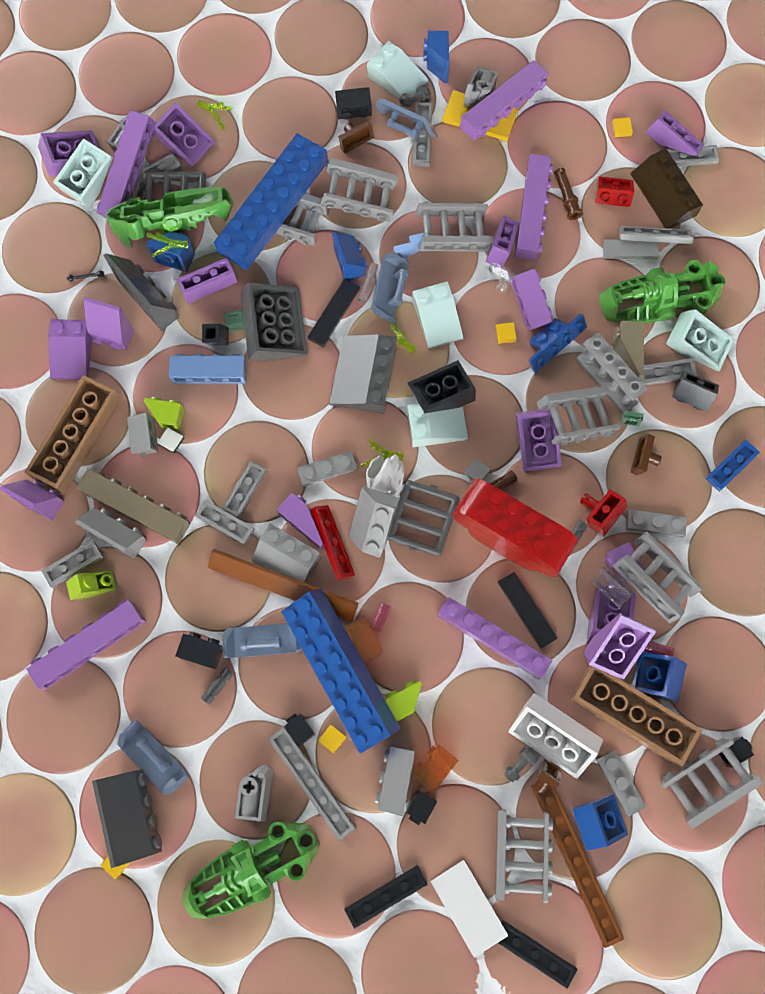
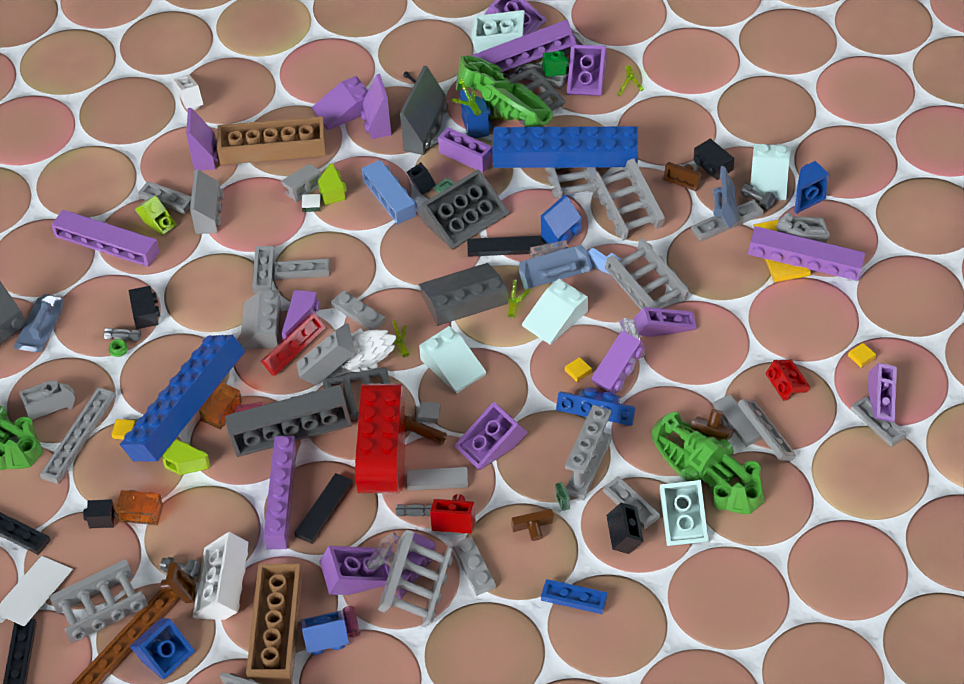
camera: 60 degrees right, 25 degrees down
(133, 506) = (238, 207): dark tan brick -> none
(158, 154) = (554, 63): none -> green brick
(232, 691) = (118, 348): none -> bright green plate
(259, 641) = (174, 338): sand blue piece -> none
(276, 582) = (234, 326): dark orange tile -> none
(299, 729) = (117, 401): black brick -> none
(395, 780) = (110, 483): light grey slope -> none
(429, 591) = (297, 417): none -> dark grey brick
(443, 389) = (483, 344): black slope -> none
(533, 206) = (718, 327): medium lavender brick -> none
(554, 497) = (437, 478): none -> light grey tile
(570, 200) = (749, 350): reddish brown pin -> none
(578, 397) = (536, 429): light grey fence -> none
(618, 645) = (323, 567): medium lavender slope -> none
(620, 783) = (207, 651): light grey plate -> none
(629, 345) = (626, 458): dark tan slope -> none
(631, 270) = (712, 426): none -> reddish brown tile
(666, 189) = (822, 416): dark brown slope -> none

